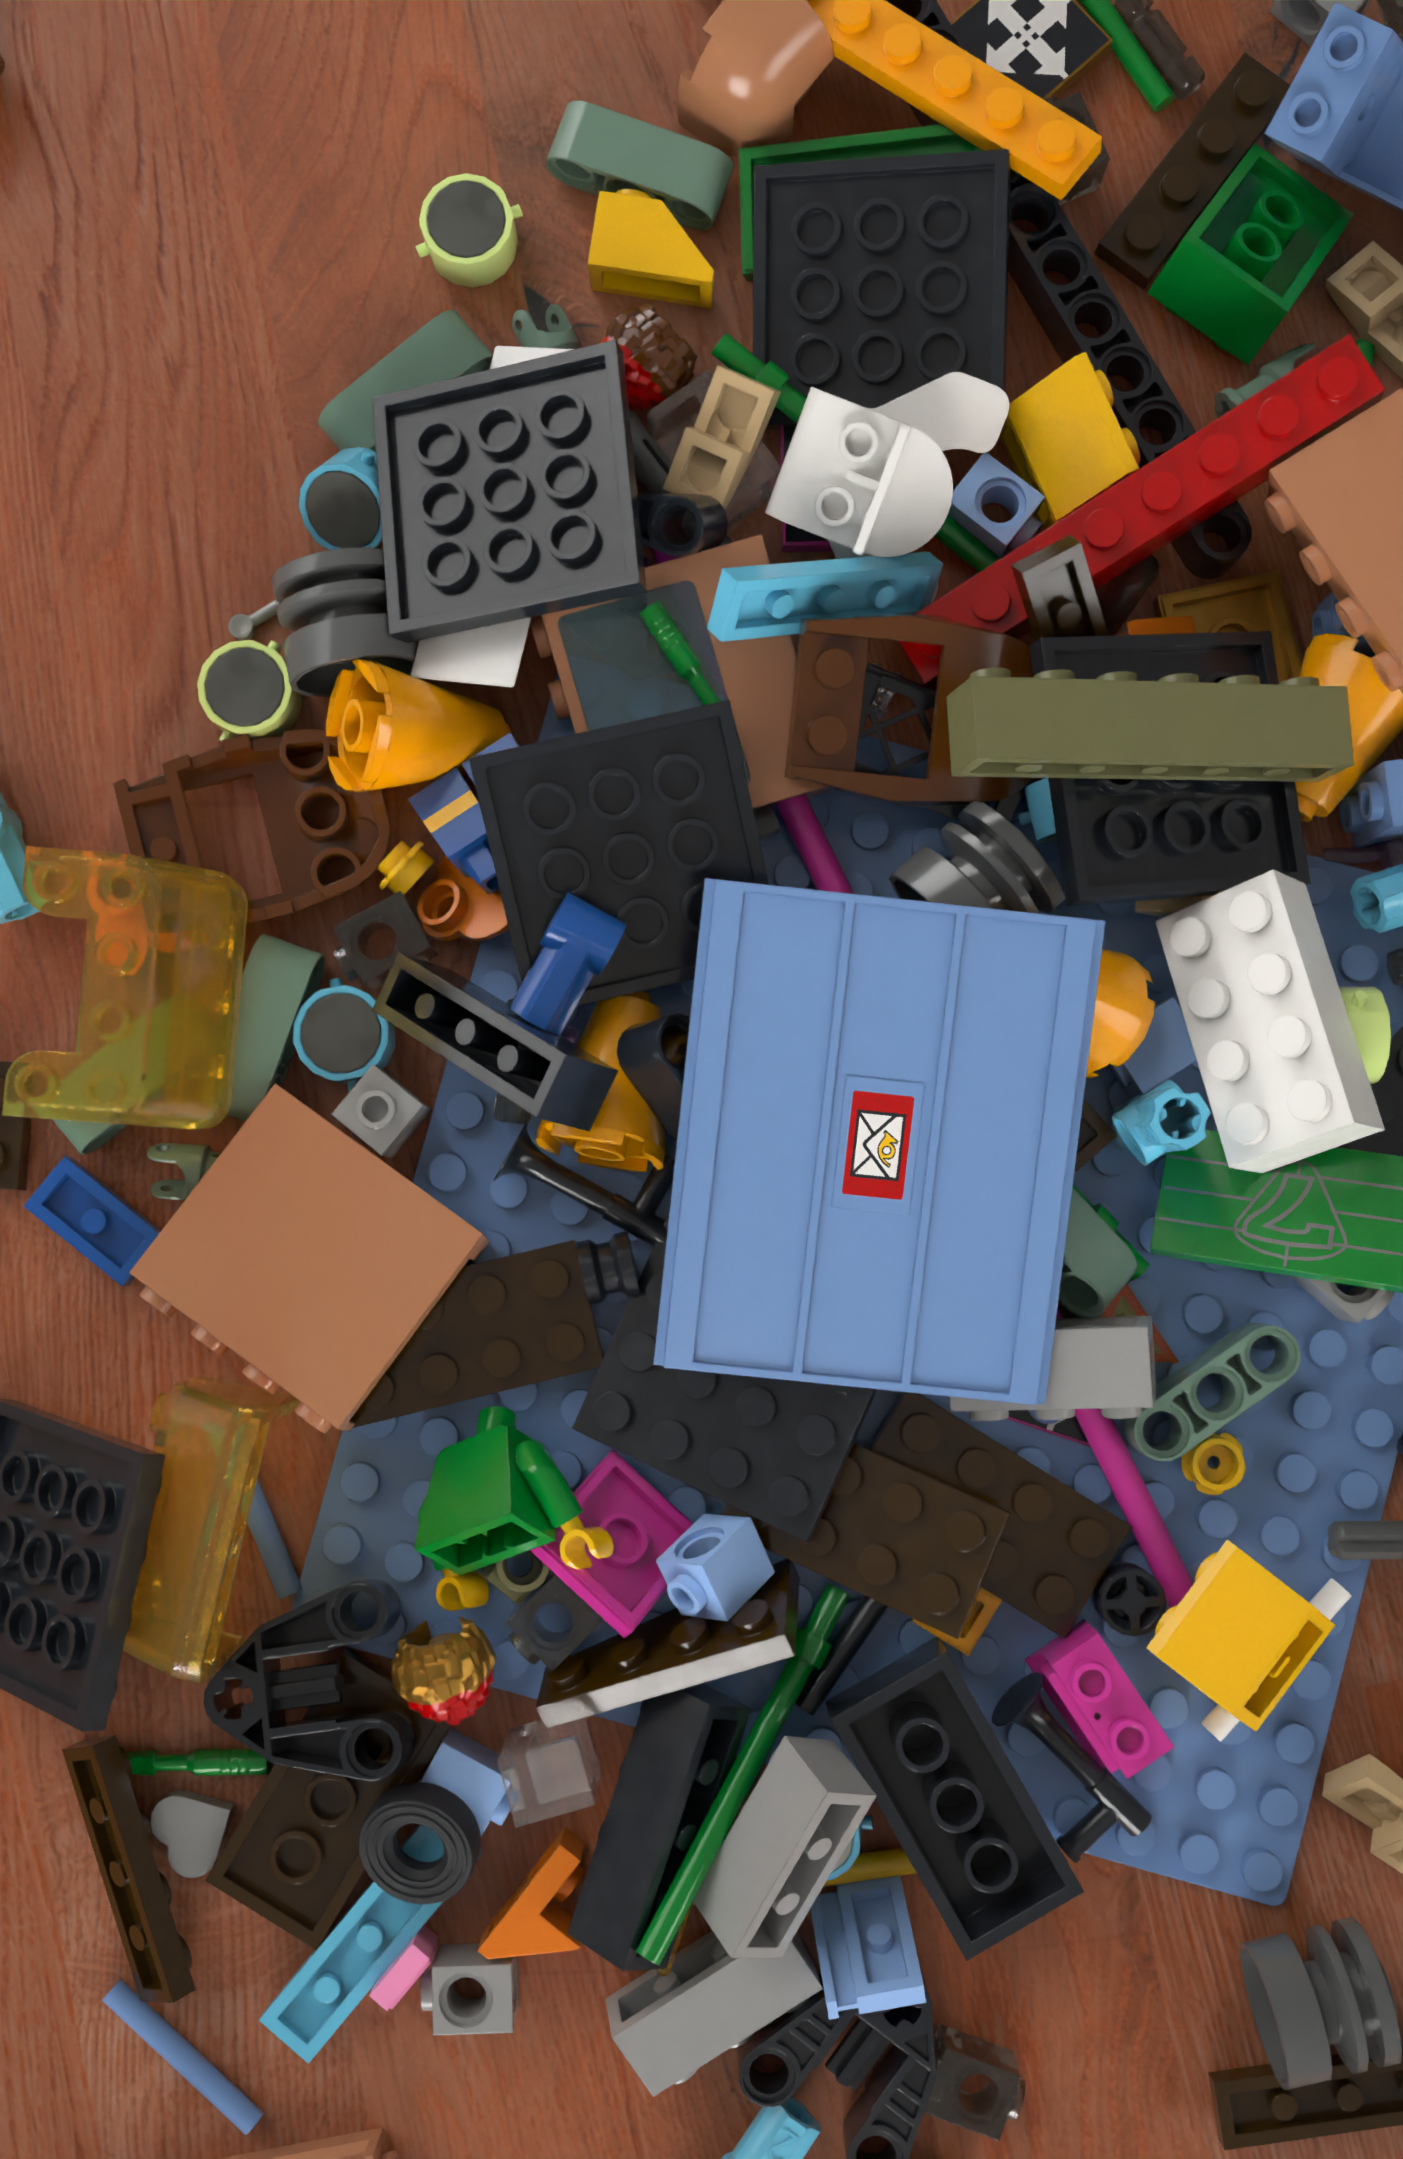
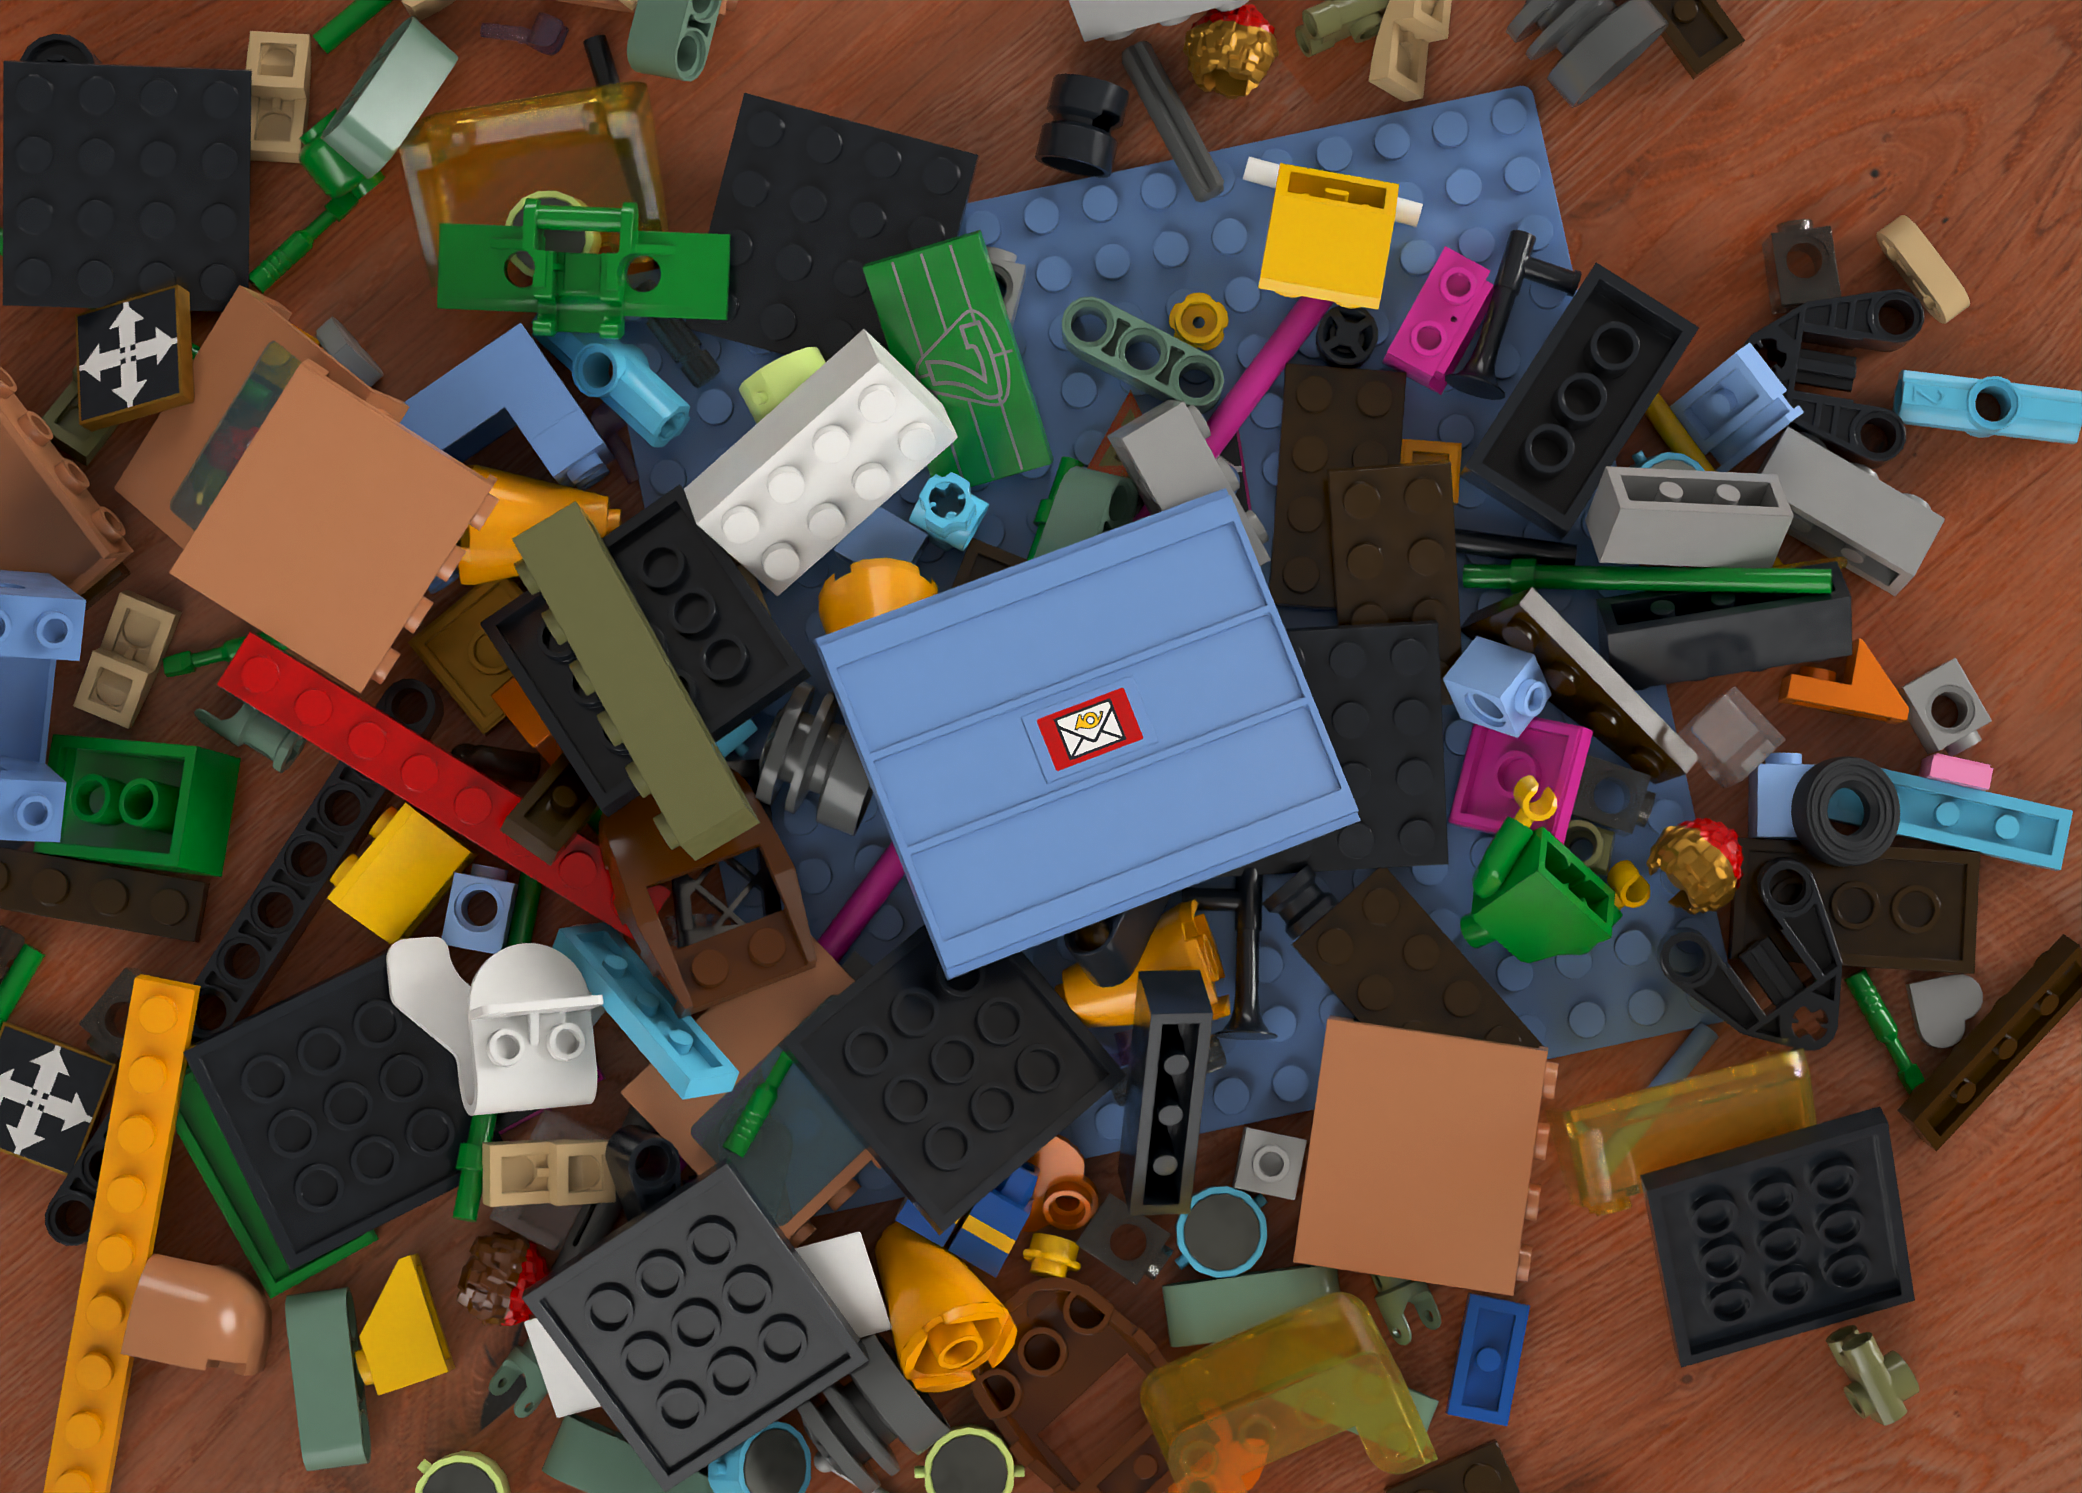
camera: 115 degrees left, 0 degrees up
(573, 951) = (1051, 1063): blue piece -> none

